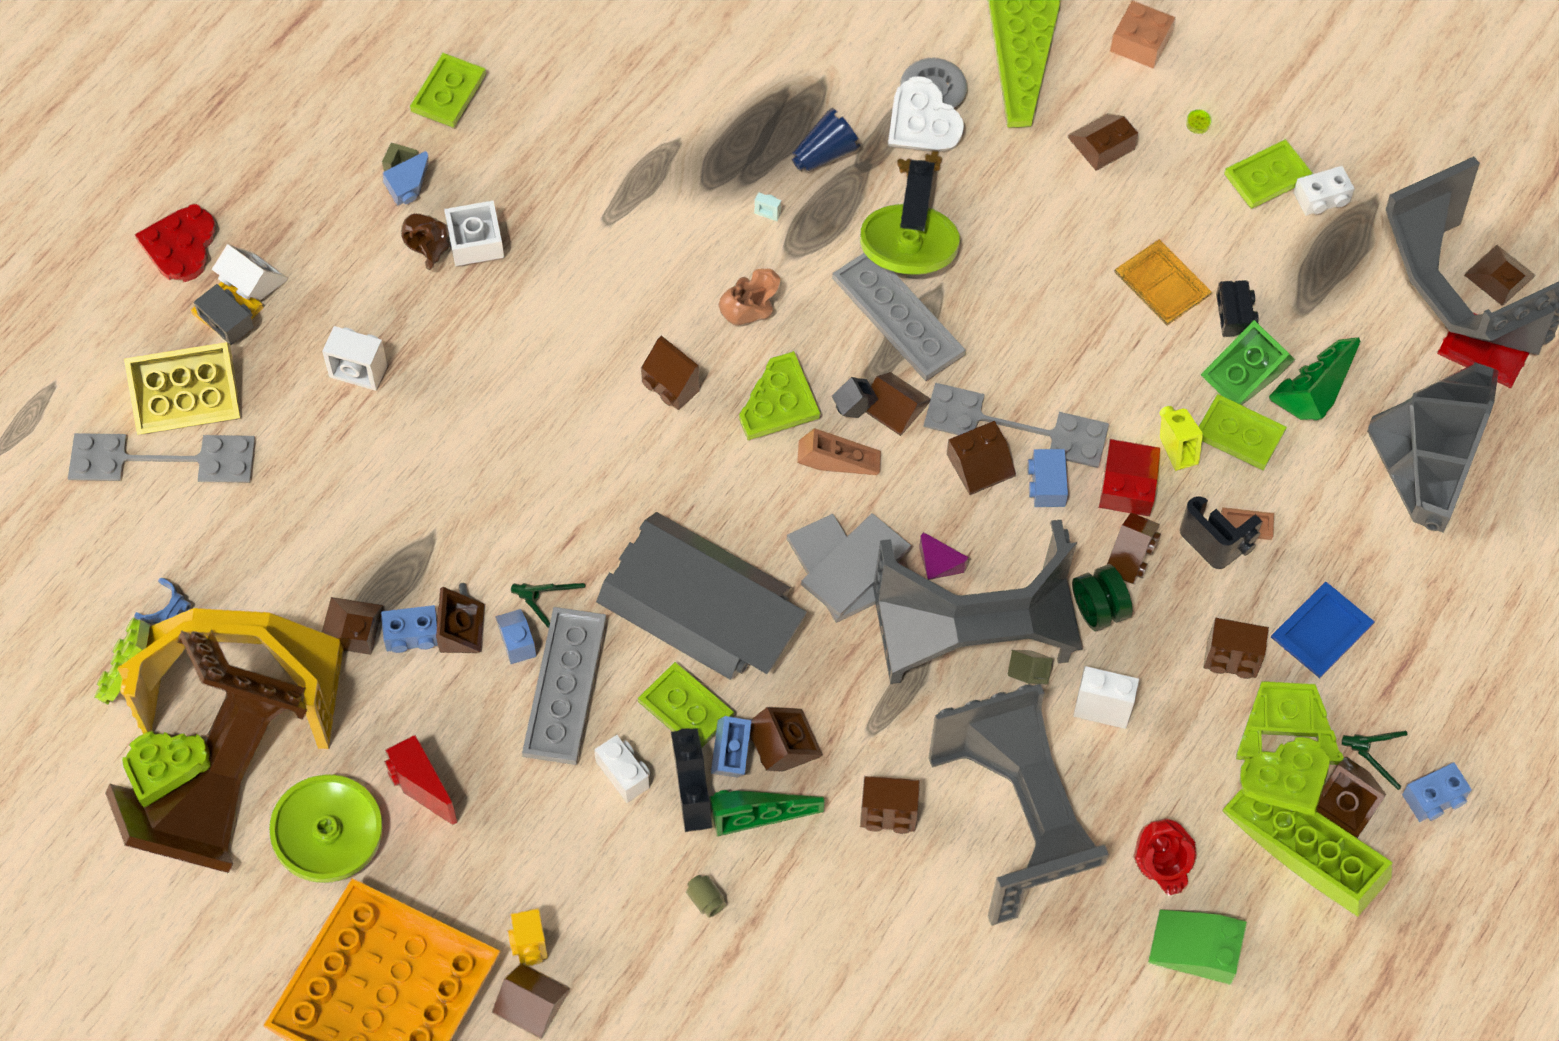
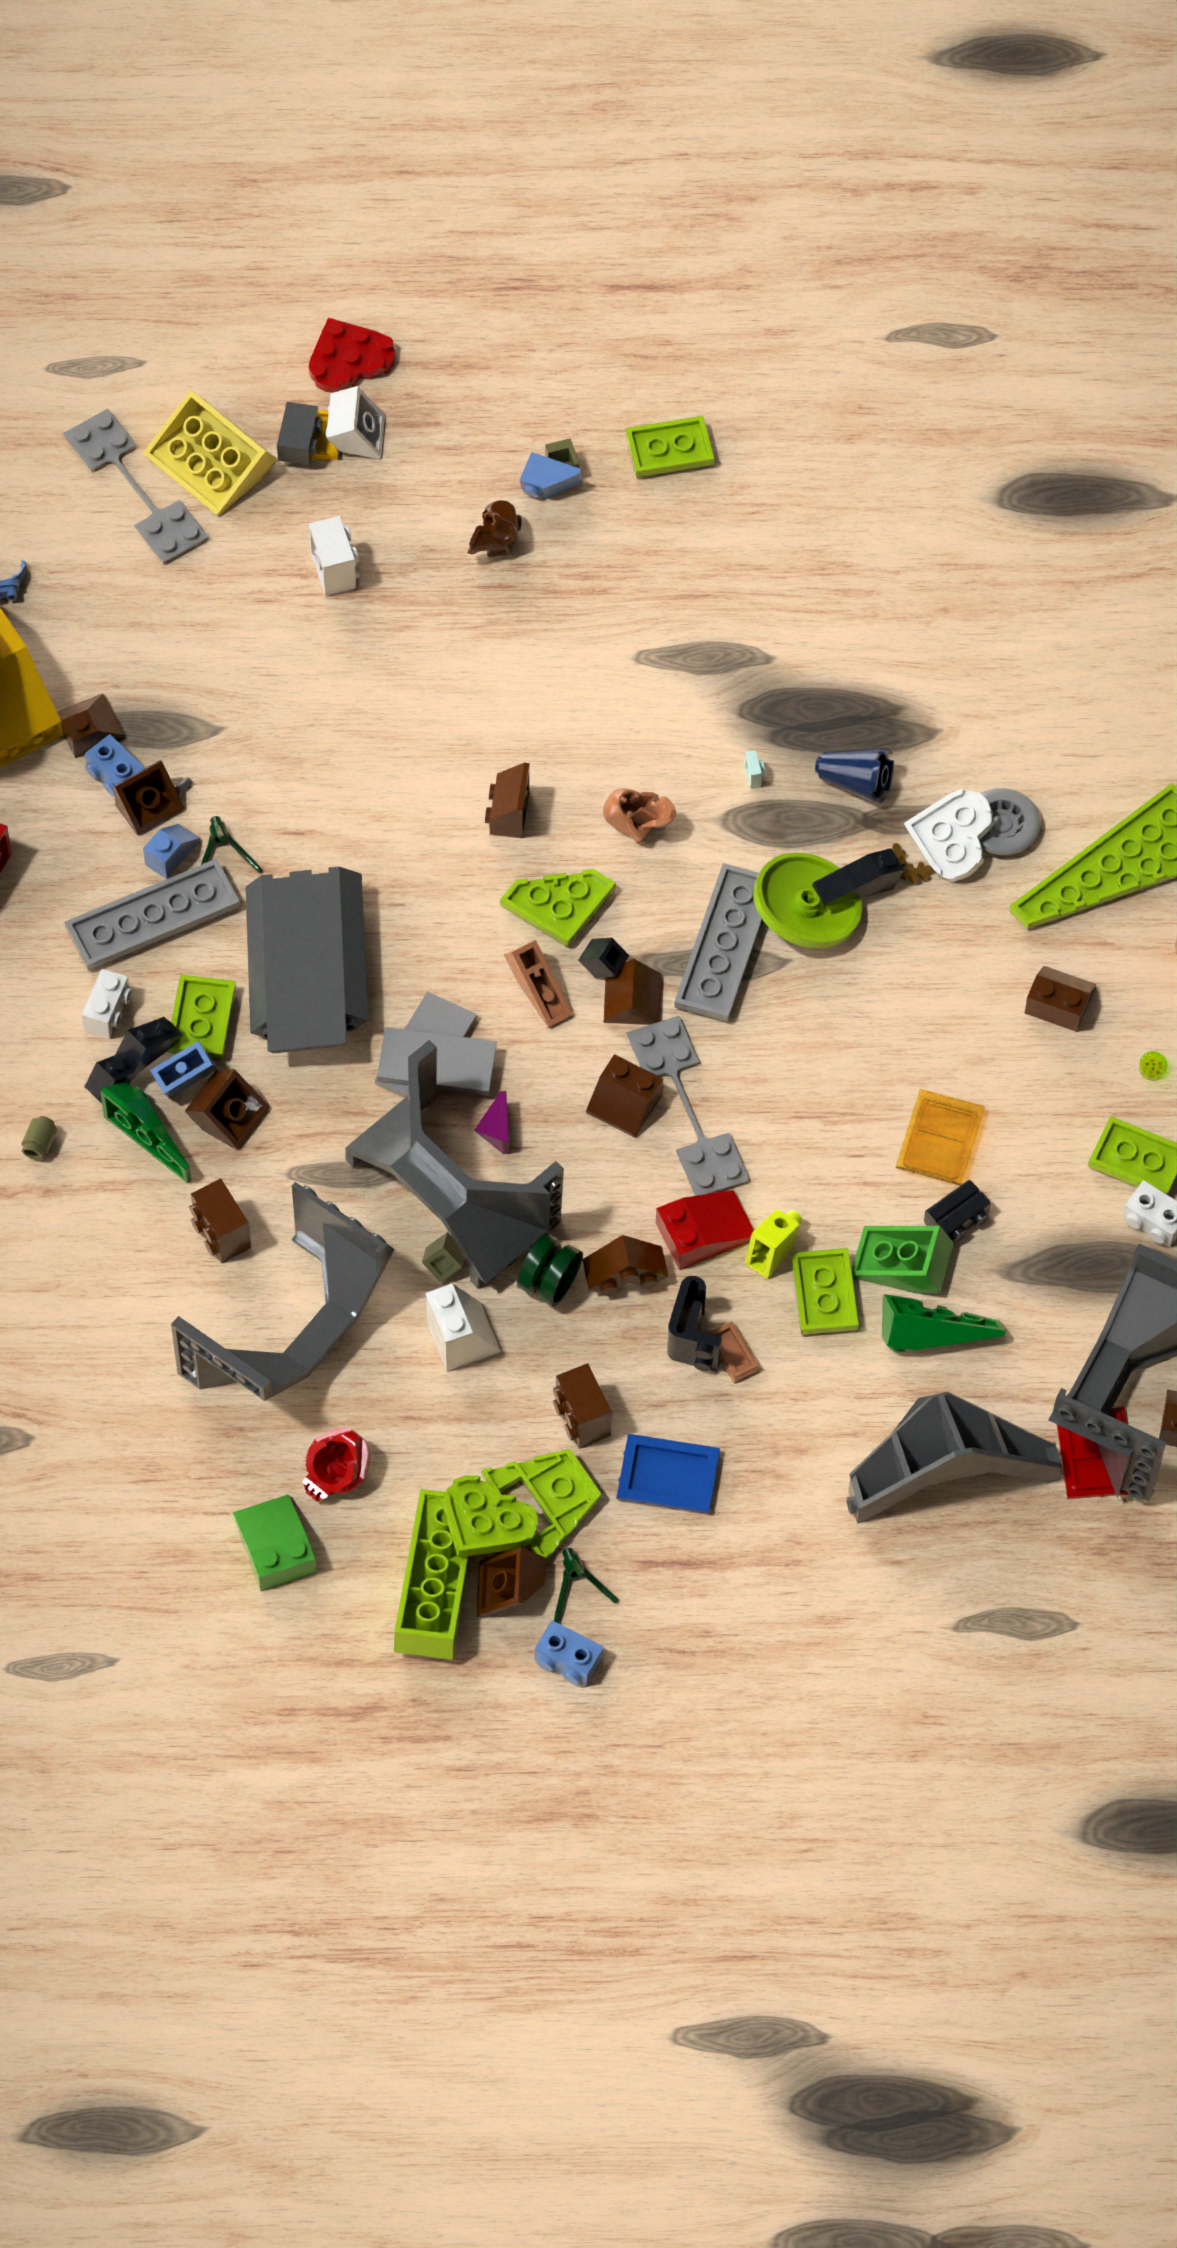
camera: 55 degrees right, 0 degrees up
(474, 233) = (532, 562): white brick -> none
(1048, 477) = (647, 1161): medium blue brick -> none

